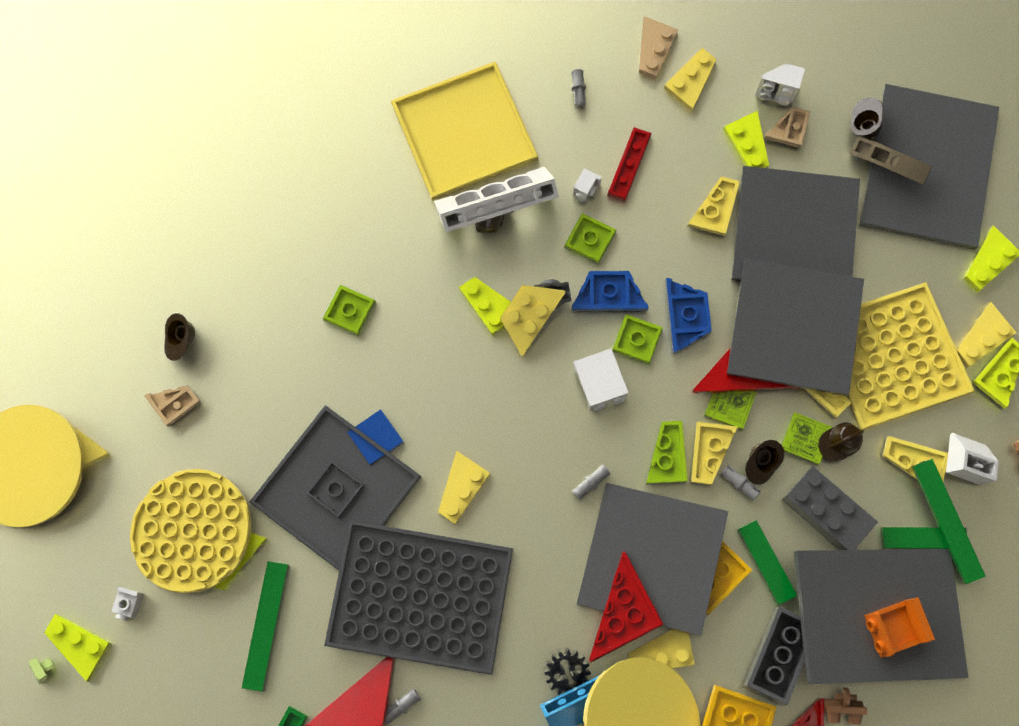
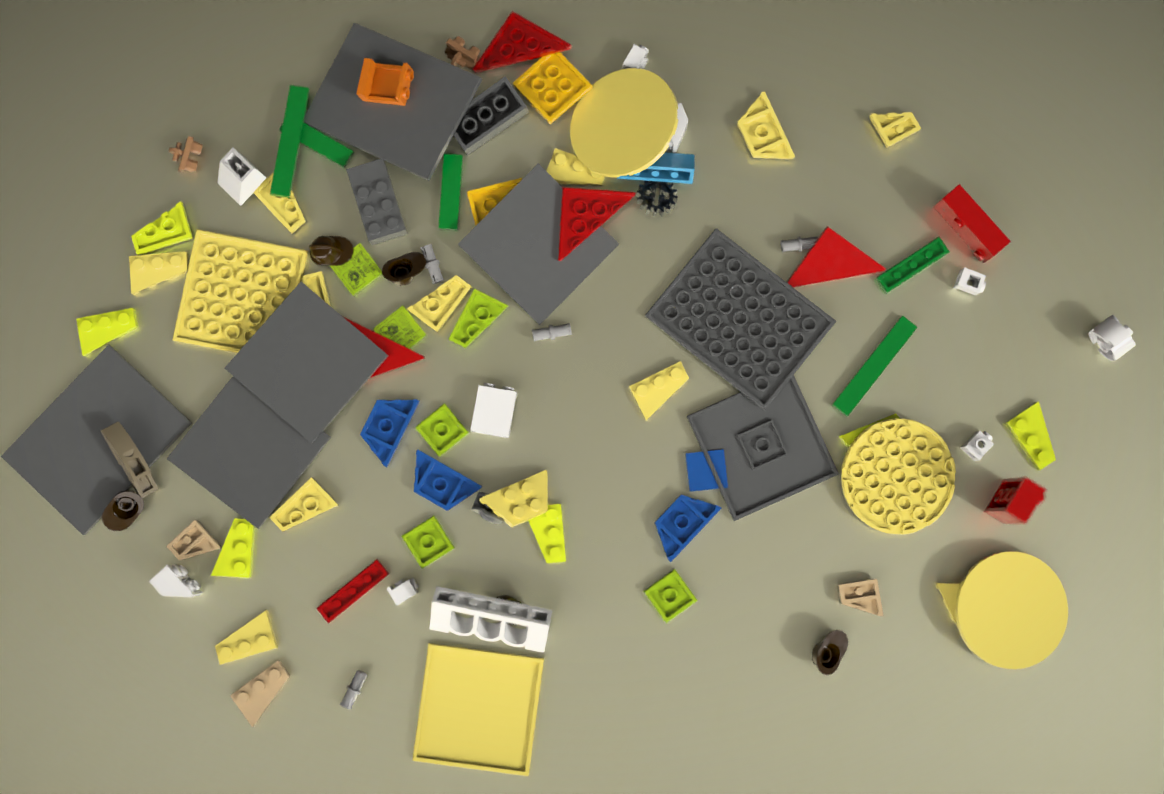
camera: 155 degrees left, 10 degrees up
(40, 669) = (1072, 430): yellowish green tile -> none
(62, 560) = (1015, 500): none -> red brick
(371, 378) = (682, 523): none -> blue wing

